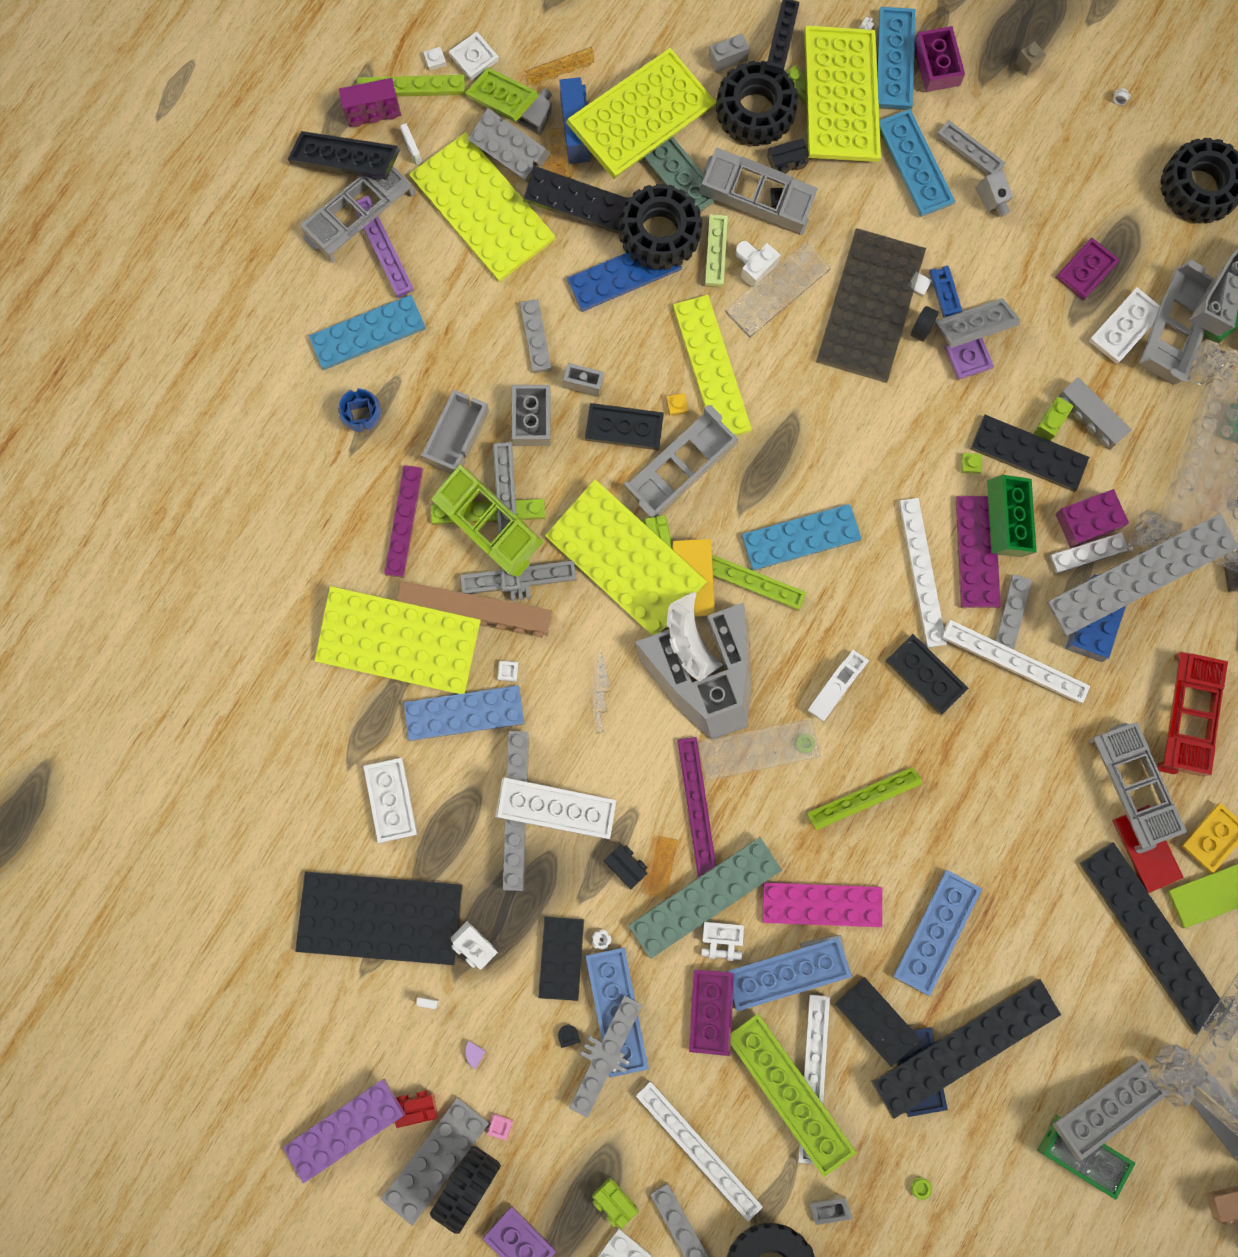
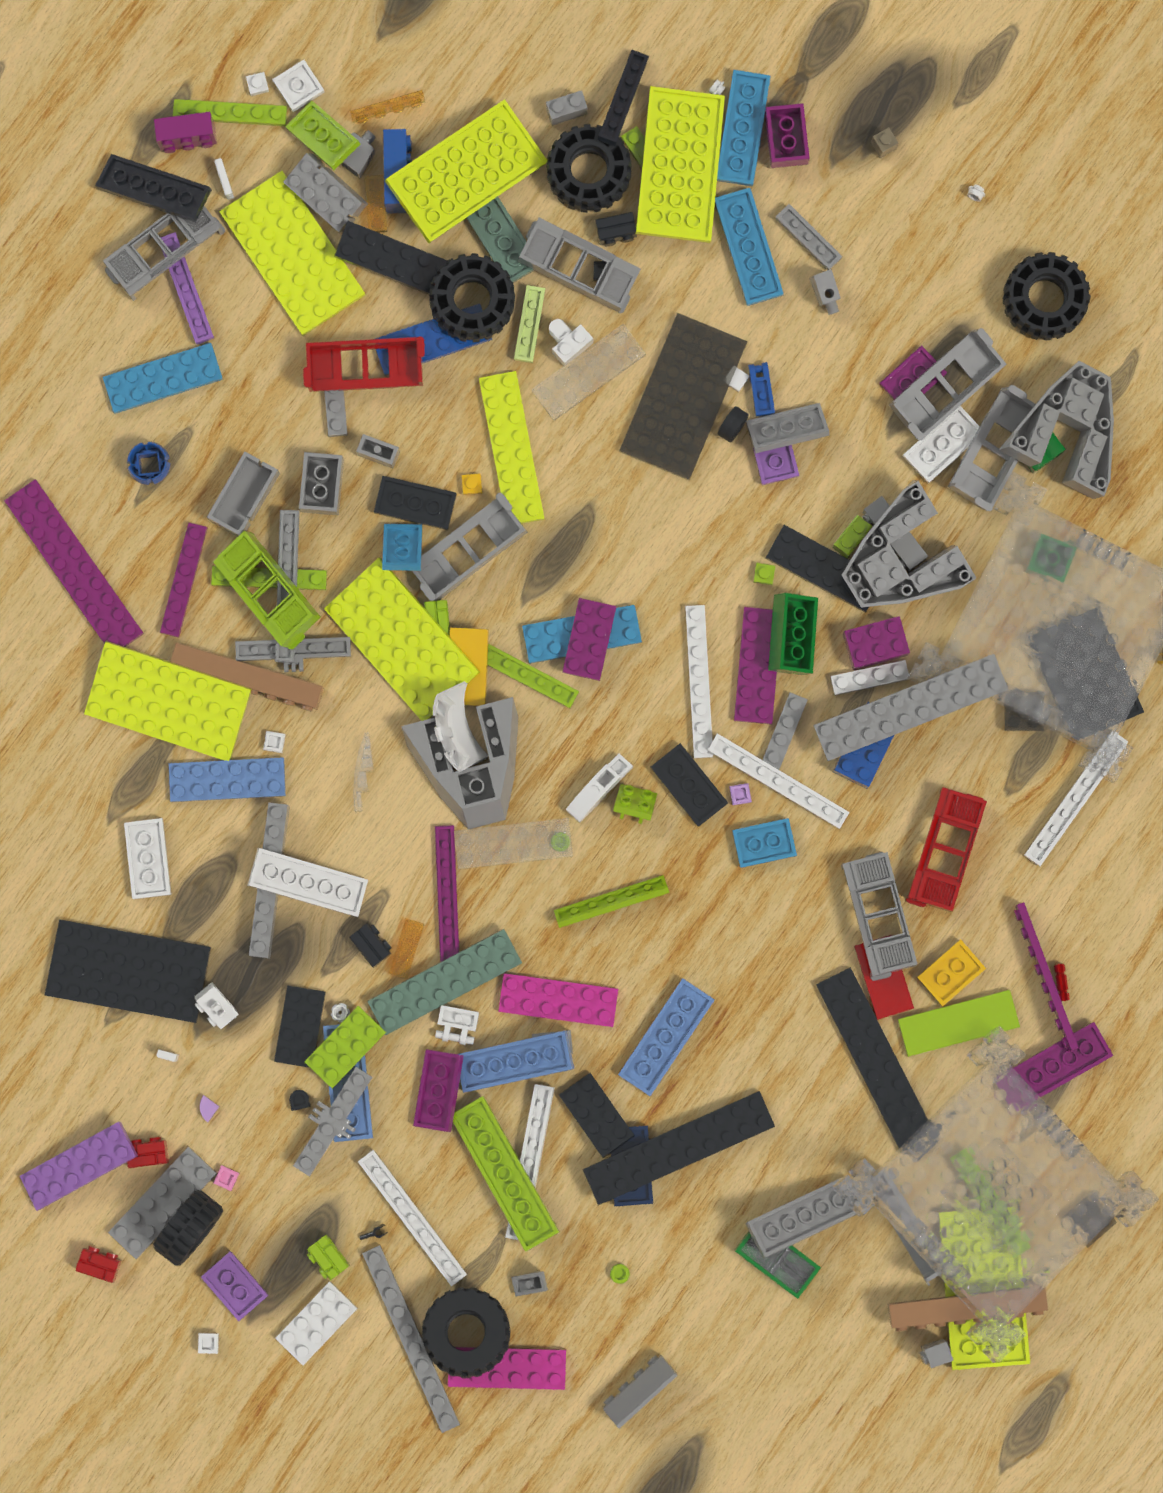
camera: 10 degrees right, 5 degrees up
(293, 517) = (73, 565): none -> magenta plate
(373, 1236) = (99, 1264): none -> red brick
(600, 289) = (325, 364): none -> red piece
(611, 976) = (345, 1047): none -> lime plate
(617, 468) = (402, 547): none -> dark azure plate
(661, 1171) = (376, 1232): none -> black hand
(811, 540) = (589, 639): none -> magenta plate
(876, 696) = (635, 802): none -> lime plate
(977, 679) = (740, 794): none -> lavender tile
(1009, 725) = (764, 843): none -> dark azure plate
(1090, 449) = (877, 573): none -> light grey piece
(1148, 243) = (978, 361): none -> light grey piece

